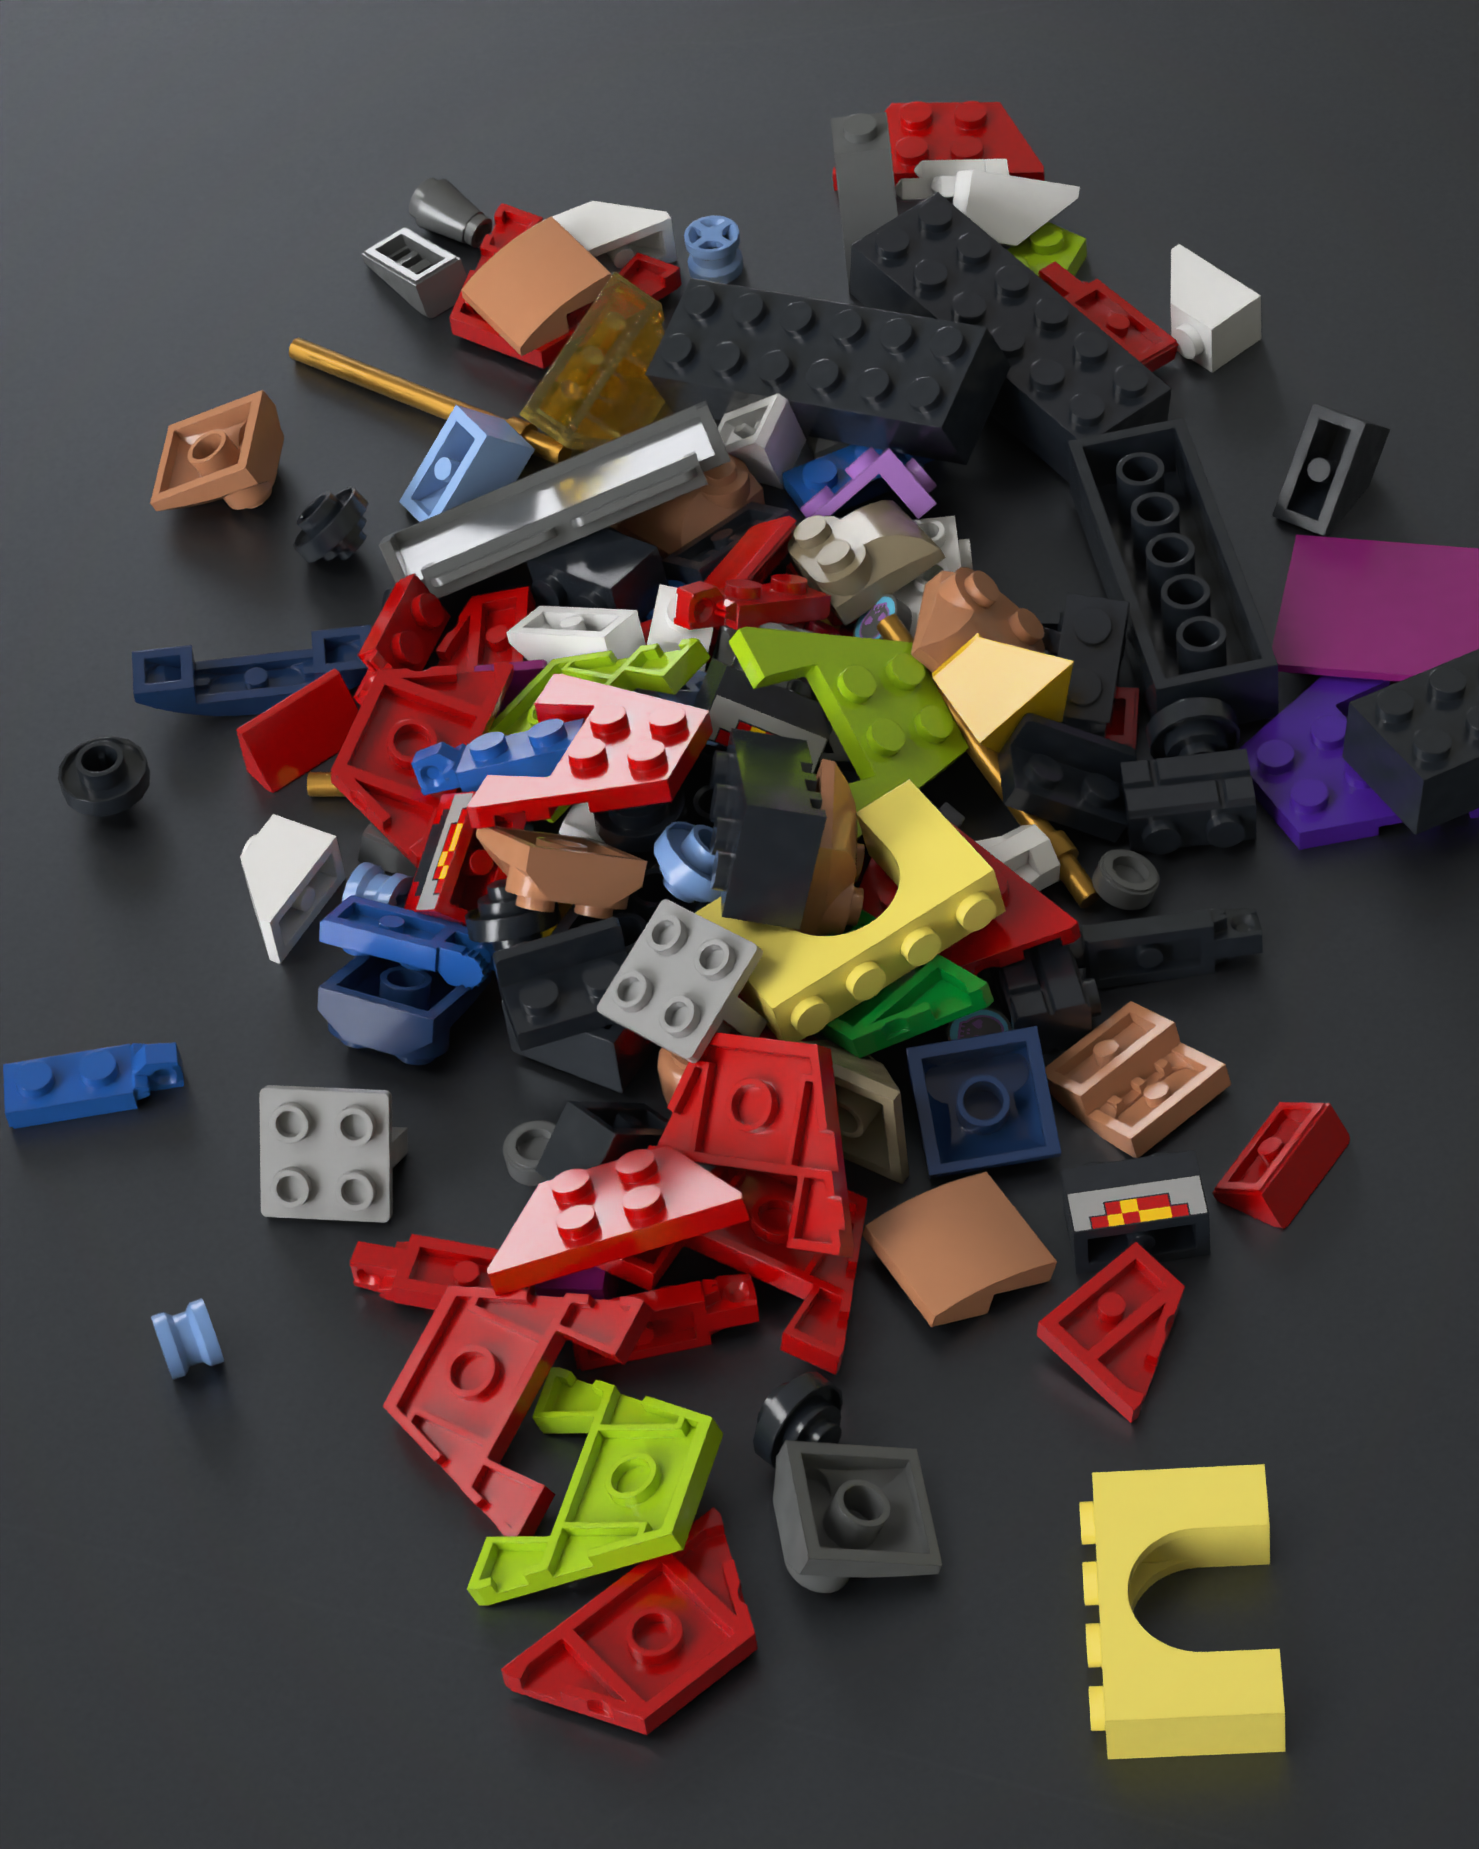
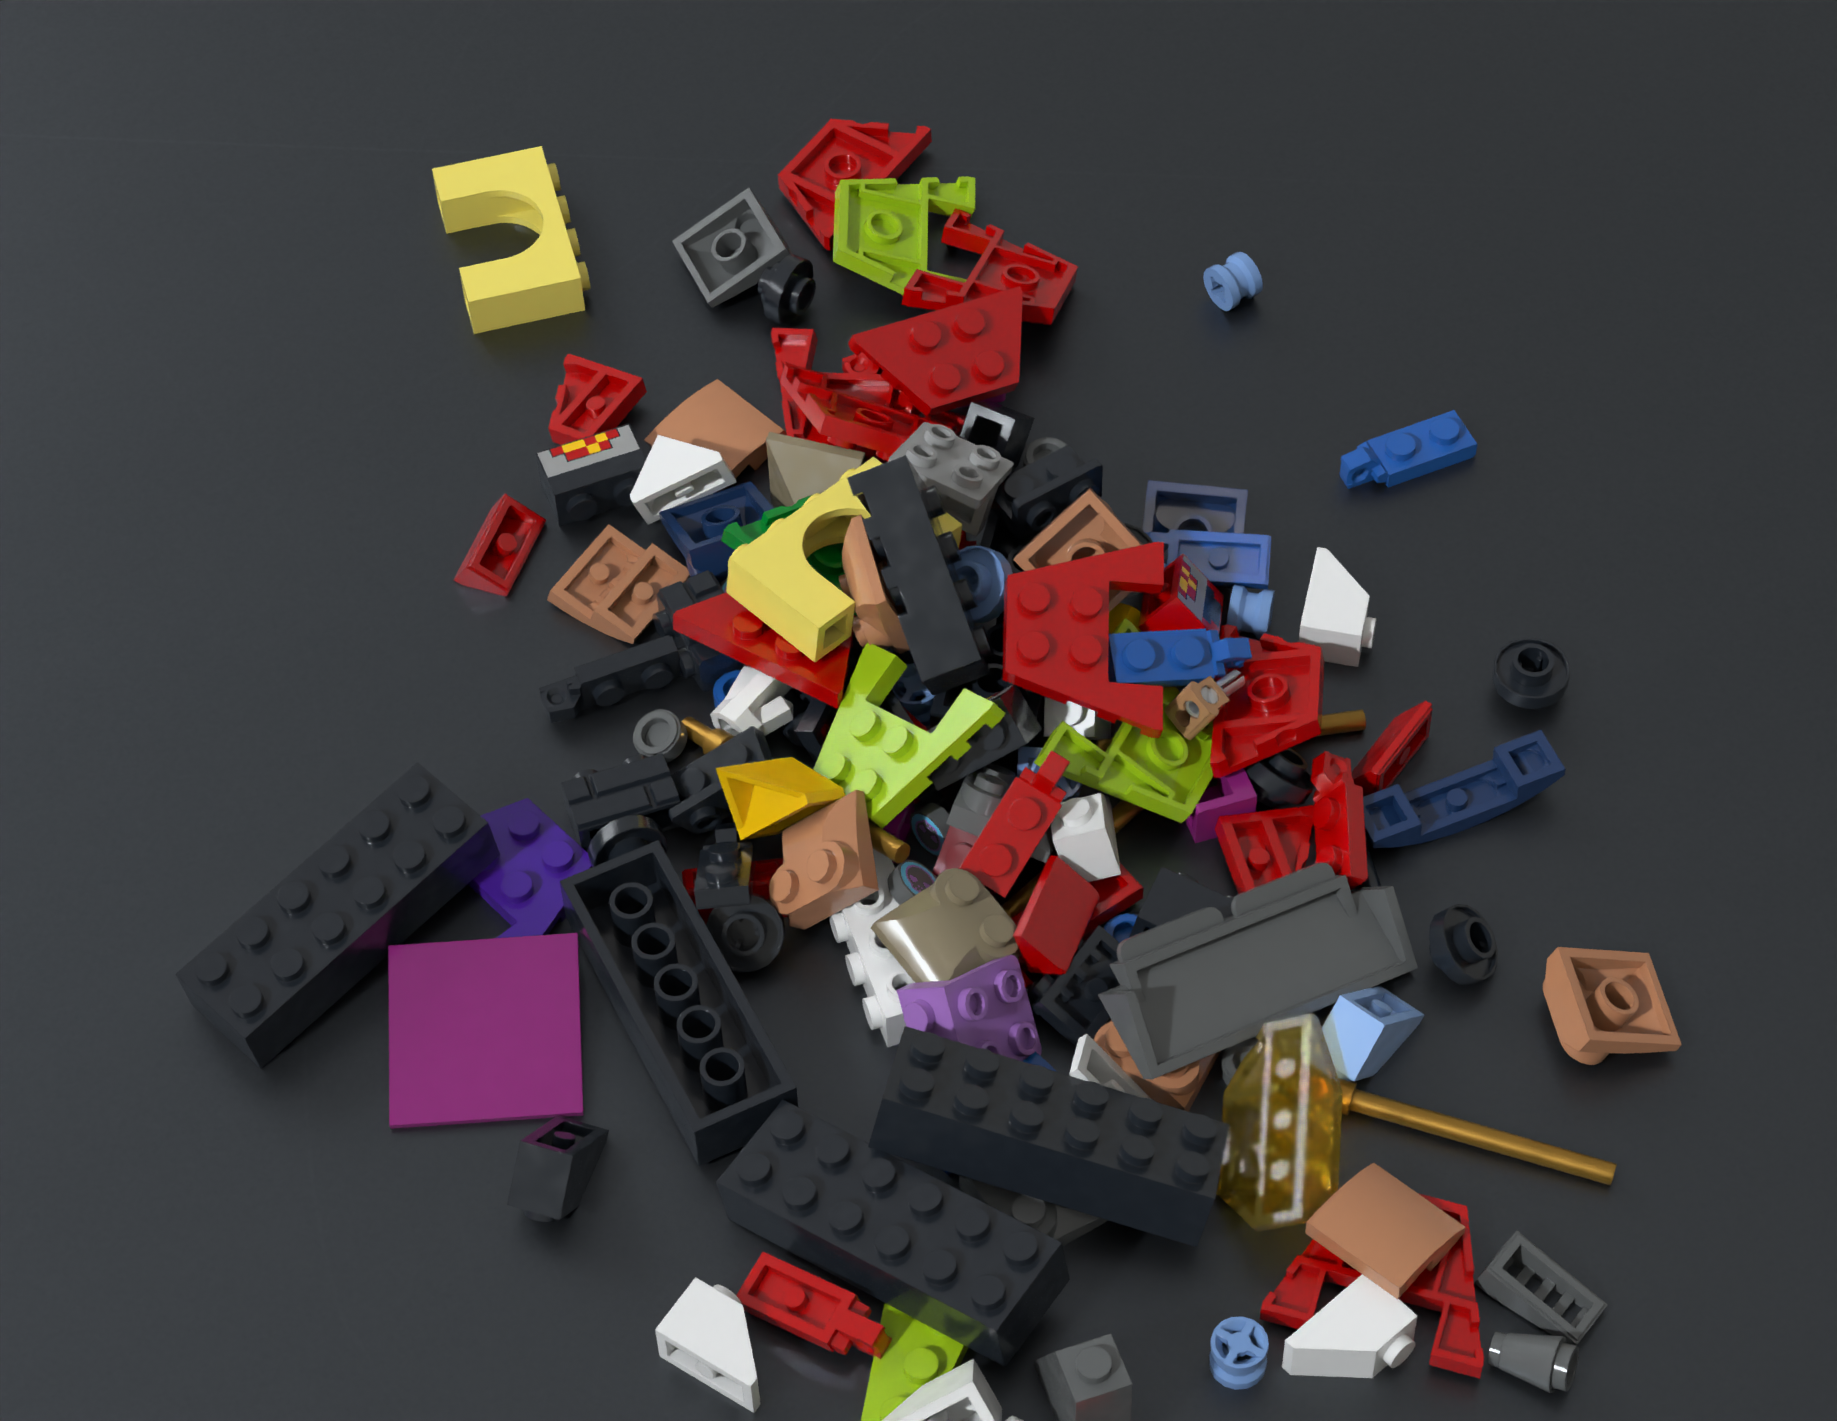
camera: 160 degrees right, 5 degrees up
(328, 1153) = (1192, 418): light grey bracket -> none
(421, 1269) = (1077, 355): red hinge -> none
(491, 712) = (1201, 703): none -> medium nougat piece
(574, 631) = (1176, 839): white slope -> none
(1018, 1160) = (676, 475): none -> white slope

